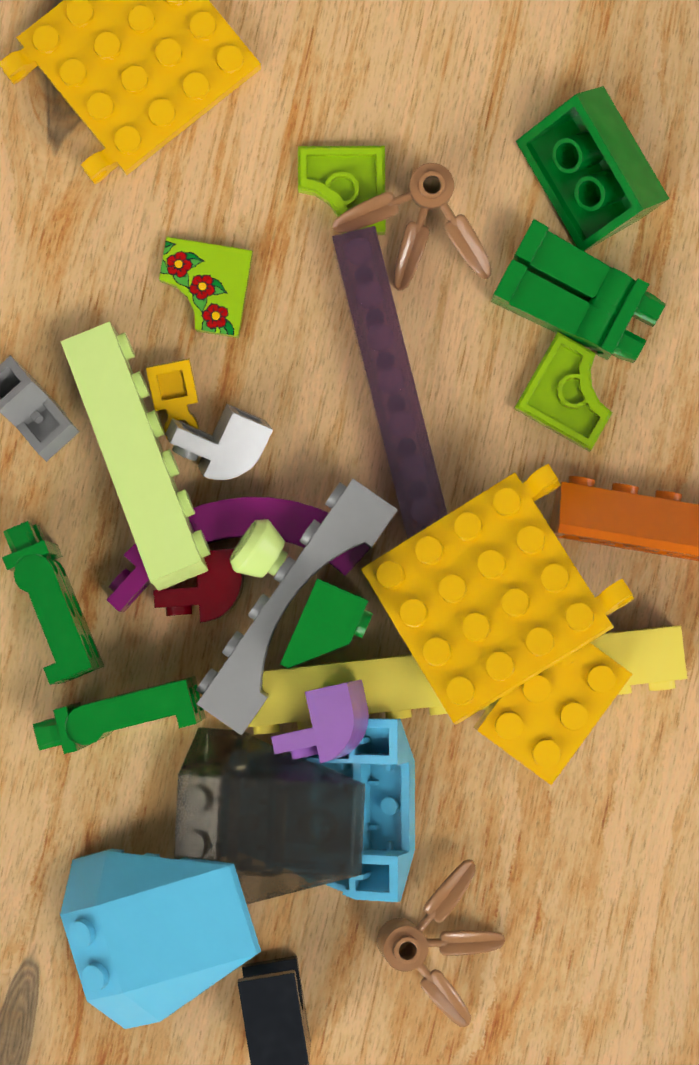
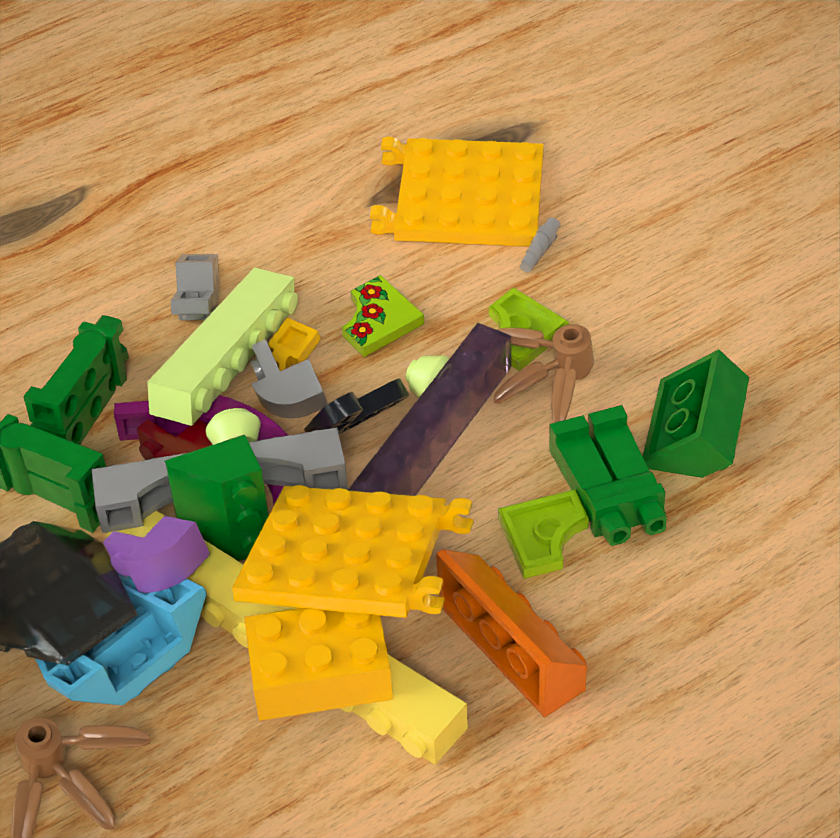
camera: 45 degrees right, 40 degrees down
(269, 68) = (541, 242): none -> light grey animal
(303, 447) = (349, 411): none -> black beam
(332, 322) = (423, 371): none -> yellowish green cone

